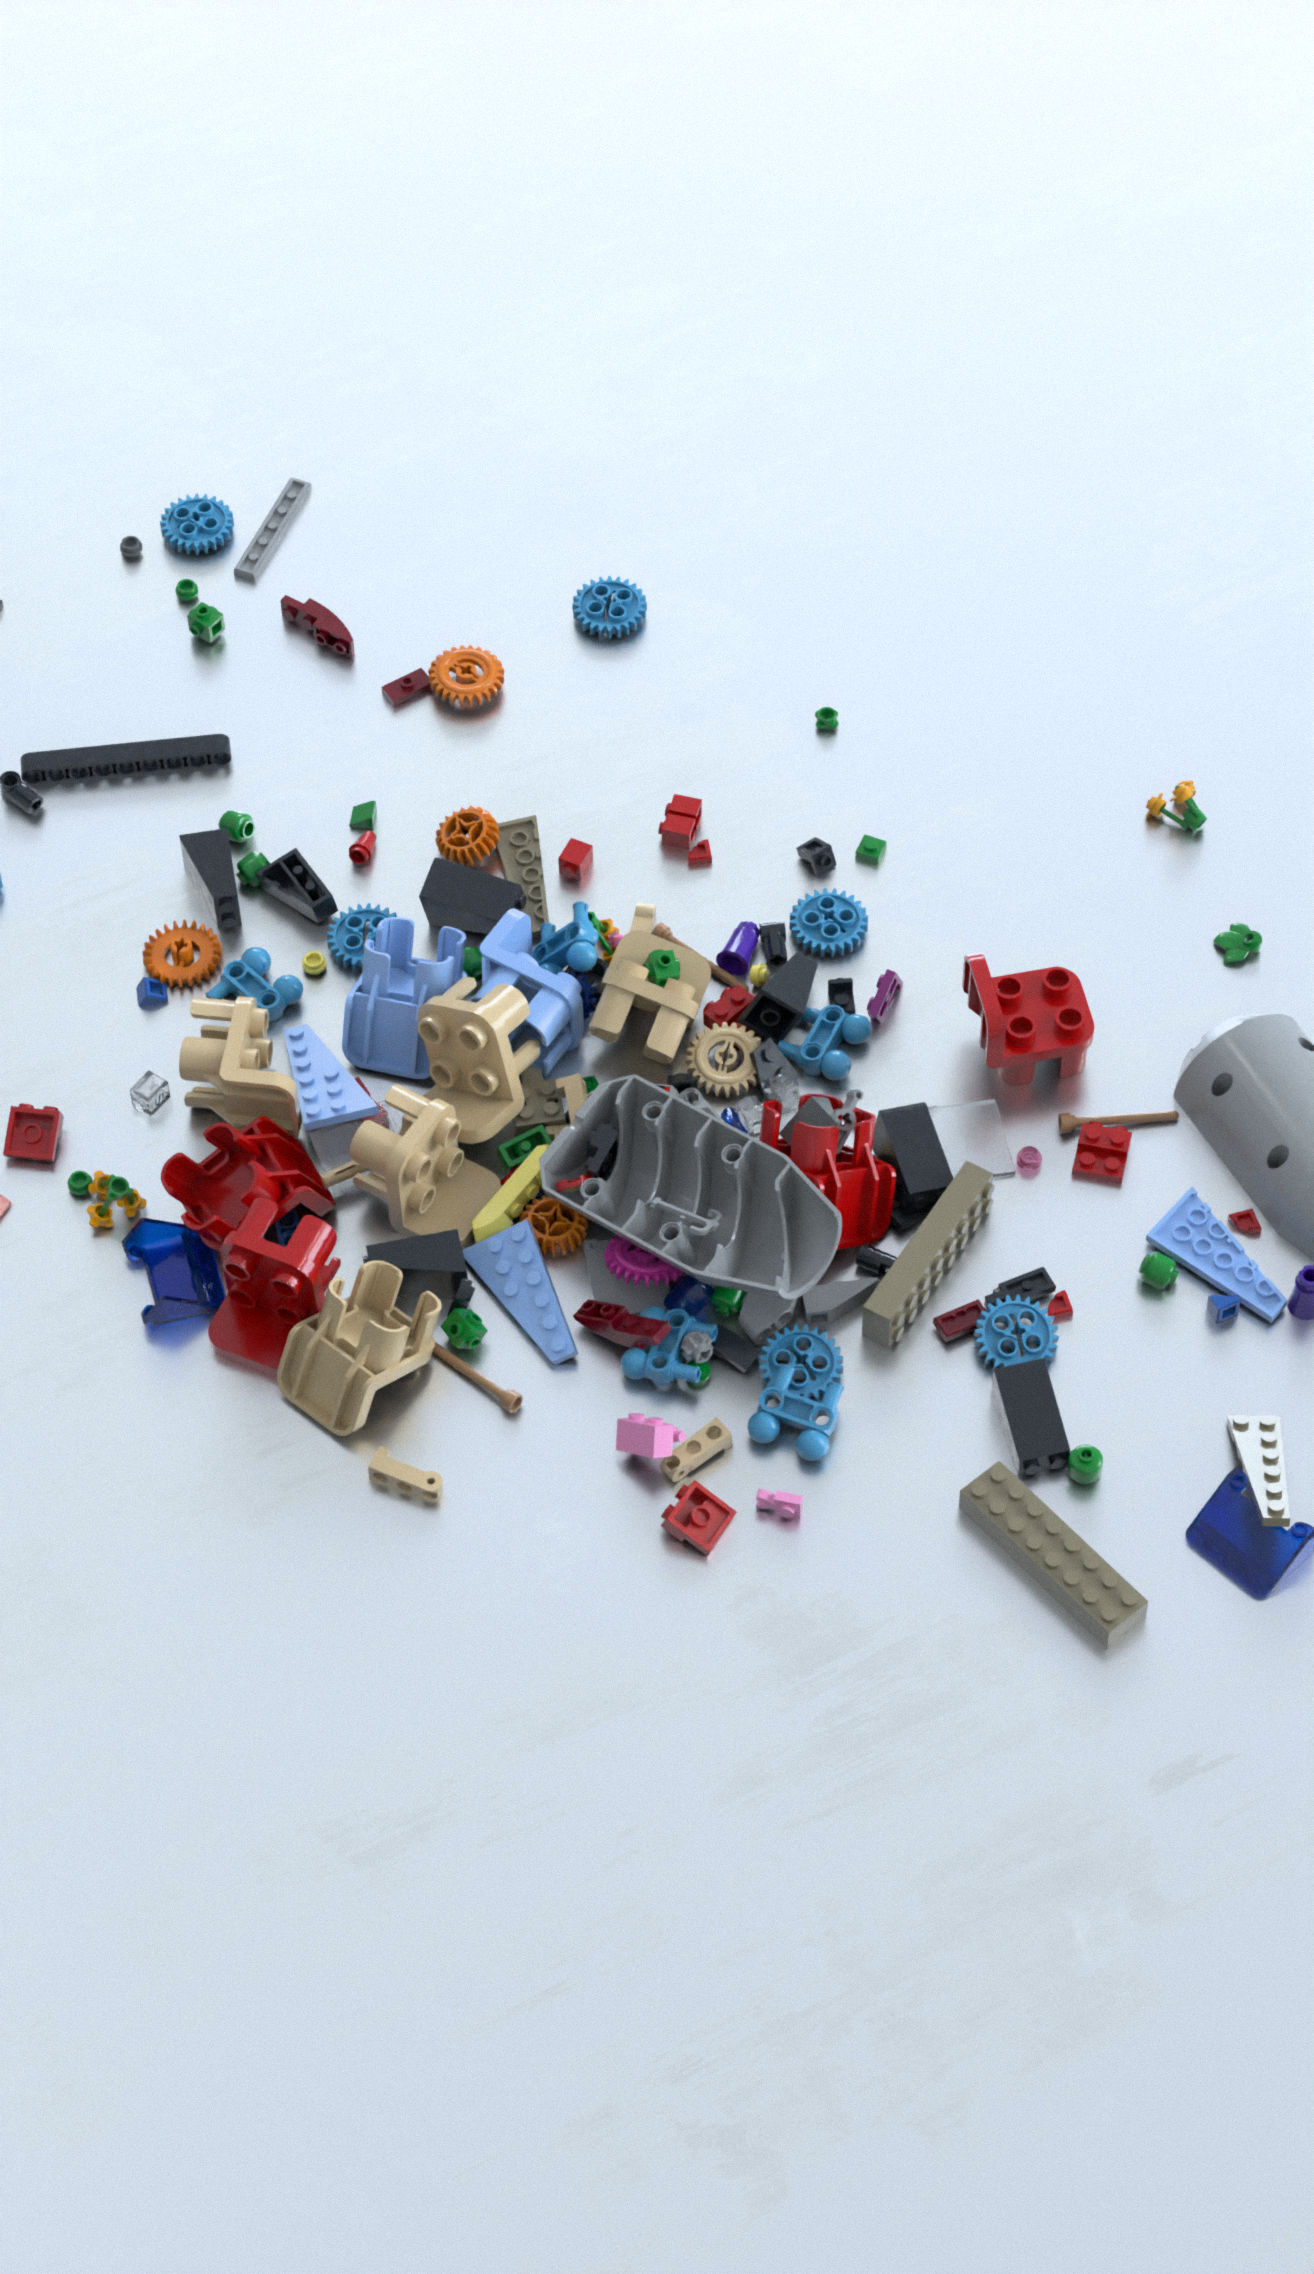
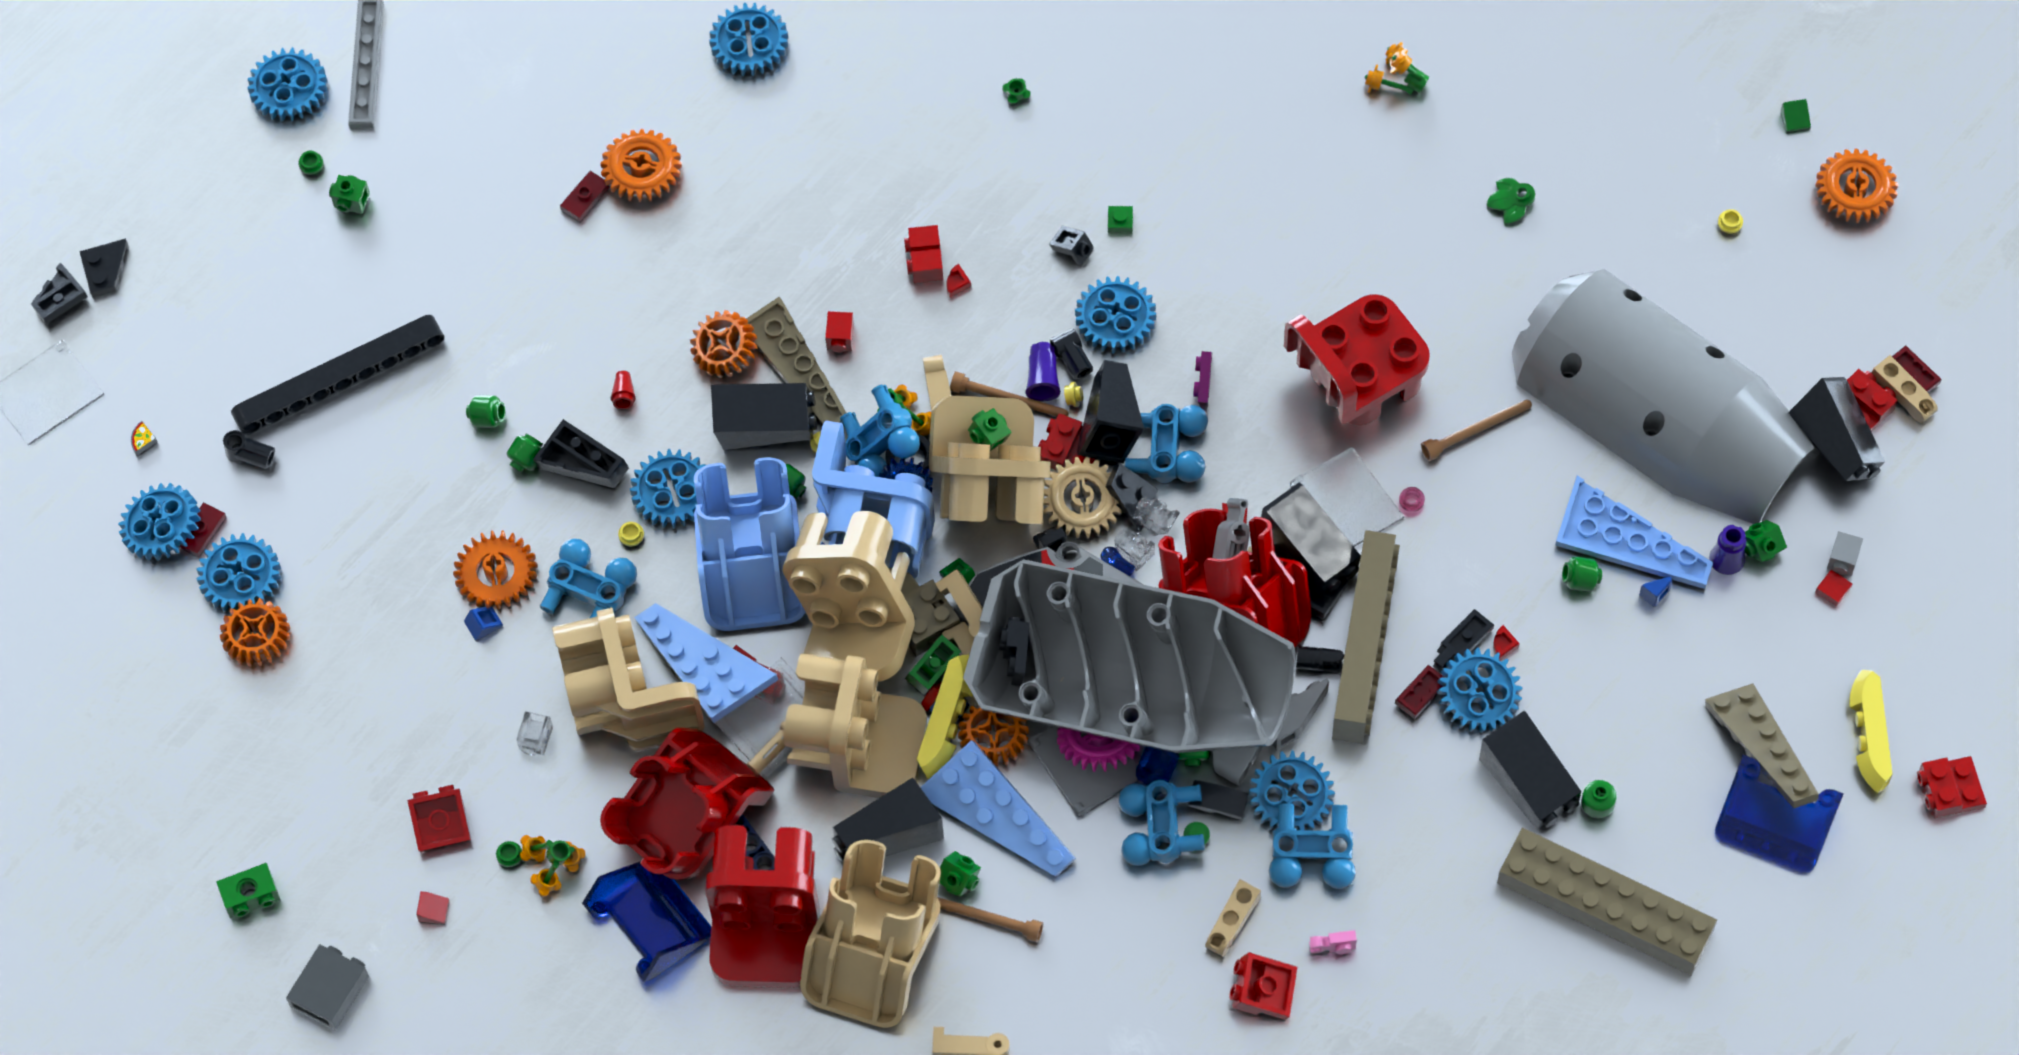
camera: 20 degrees left, 10 degrees up
(131, 546) = (230, 132): dark grey plate -> none
(211, 871) = (490, 474): black slope -> none
(326, 625) = (475, 157): dark red slope -> none
(364, 815) = (606, 354): green slope -> none
(464, 1293) = (942, 843): black plate -> none
(571, 1185) = (1005, 688): red tile -> none
(614, 939) = (919, 407): clear pink plate -> none
(619, 1326) = (1109, 818): dark red slope -> none
(647, 1436) = (1184, 924): bright pink brick -> none
(697, 1347) = (1191, 814): light grey gear -> none
(710, 1225) = (1161, 690): light grey piece -> none
(815, 1112) = (1210, 542): dark grey slope -> none
(841, 994) = (1161, 390): black bracket -> none
(1102, 1152) = (1477, 468): red plate -> none
(1245, 1222) = (1639, 492): red tile -> none

